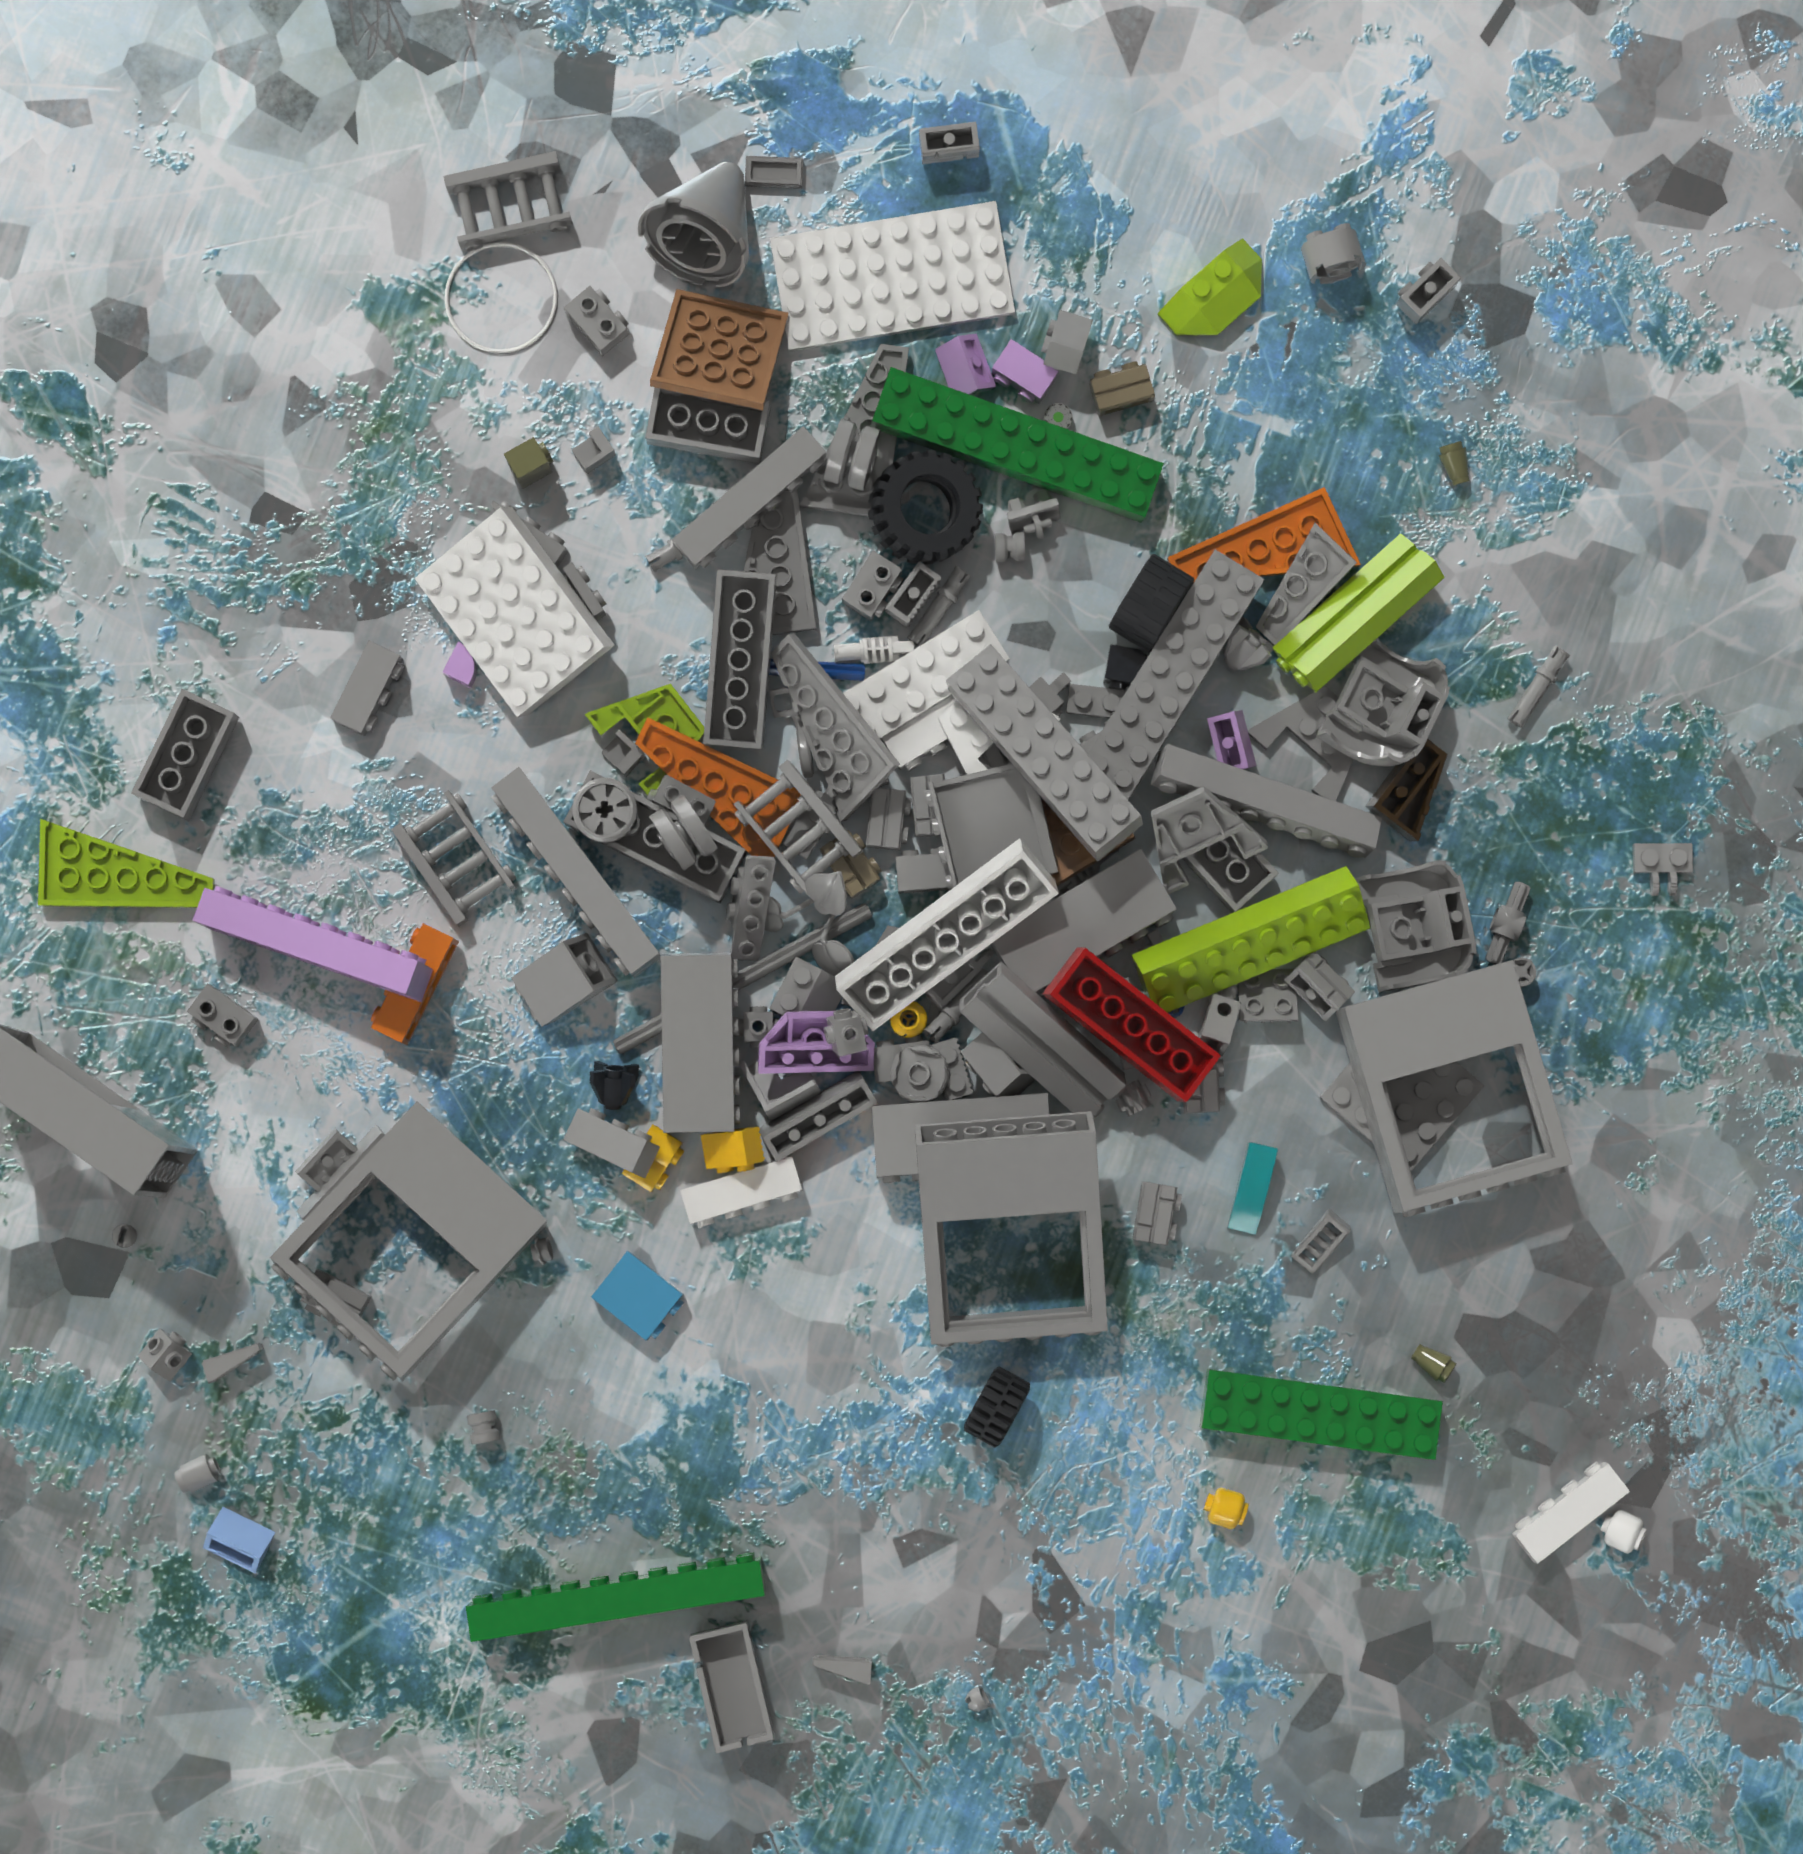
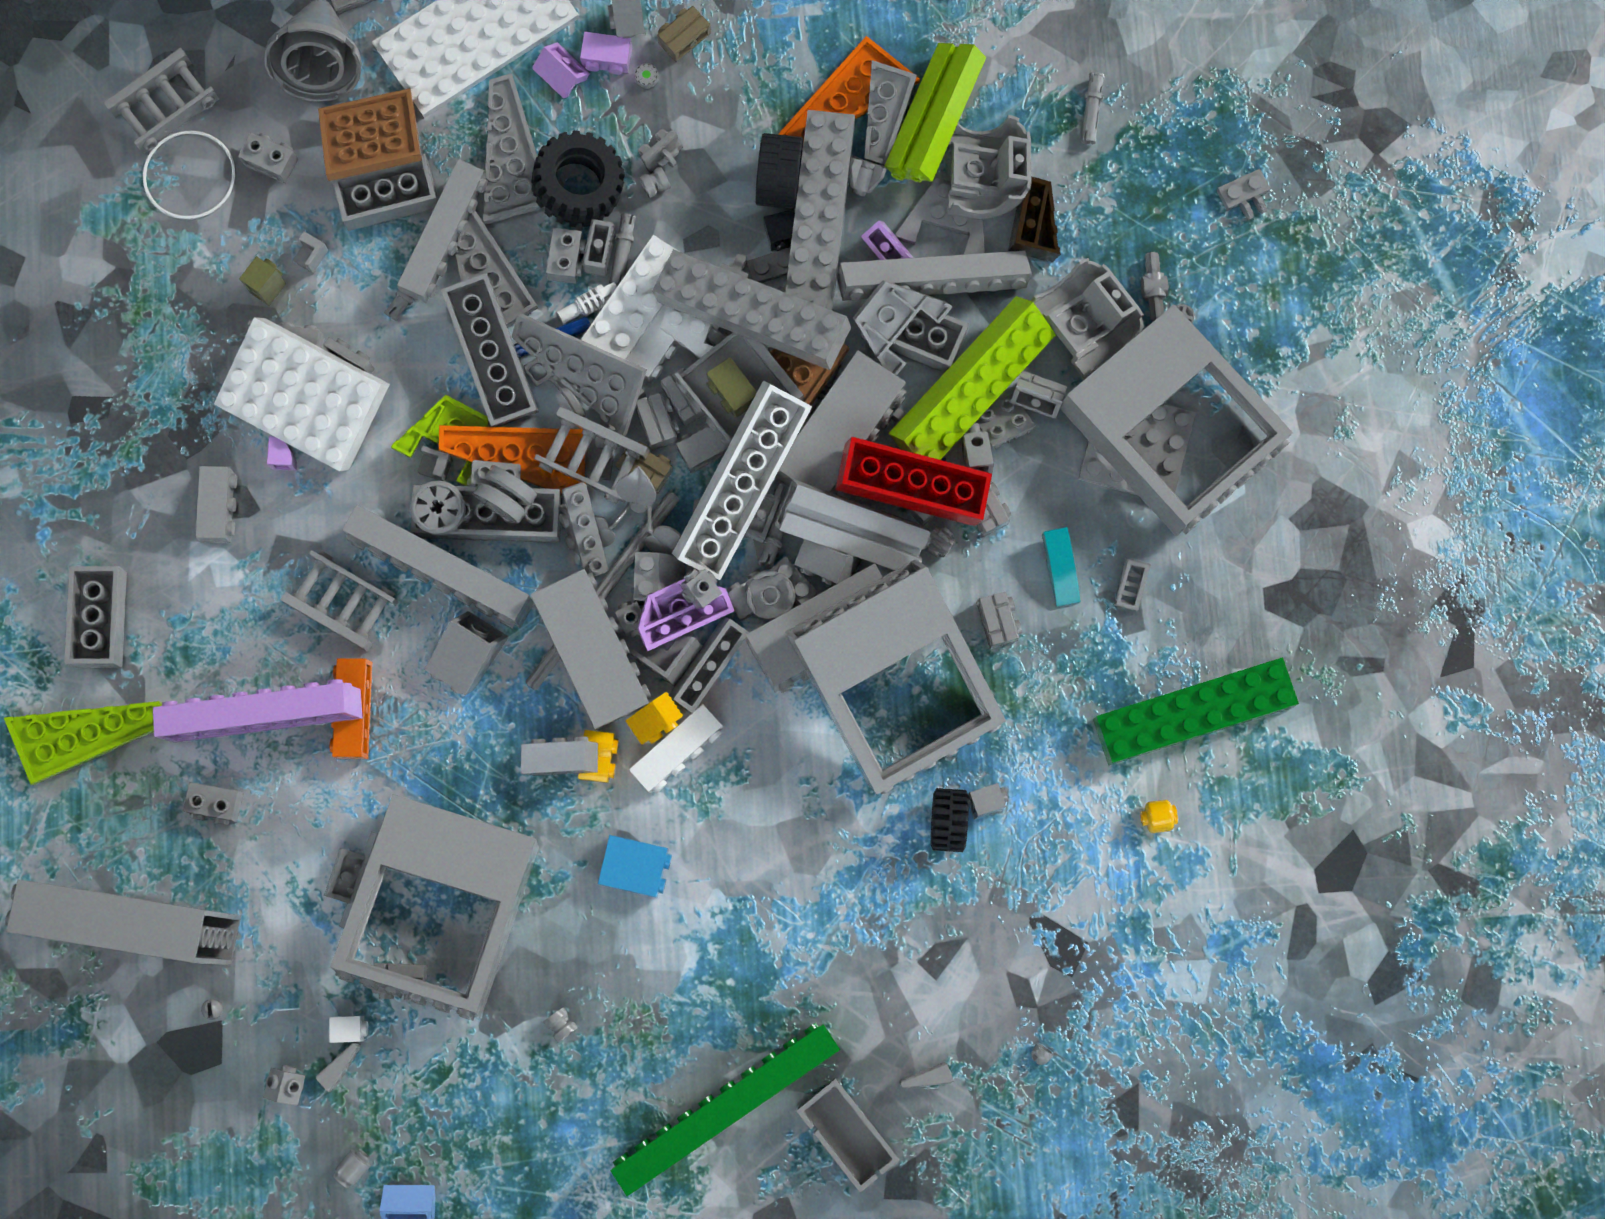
camera: 25 degrees left, 5 degrees down
(258, 1325) = (347, 1029): none -> white brick
(542, 1250) = (543, 867): light grey plate -> none
(613, 1083) = (540, 713): black brick -> none
(854, 455) = (504, 163): light grey wheel -> none
(918, 1015) = (749, 555): yellow head -> none
(984, 826) = (731, 386): none -> olive brick
(1016, 445) = (625, 105): green brick -> none
(1048, 1405) = (987, 800): none -> light grey brick
(1434, 1363) = (1260, 633): olive cone -> none
(1570, 1511) = (1417, 697): white brick -> none
(1623, 1531) = (1464, 692): white head -> none

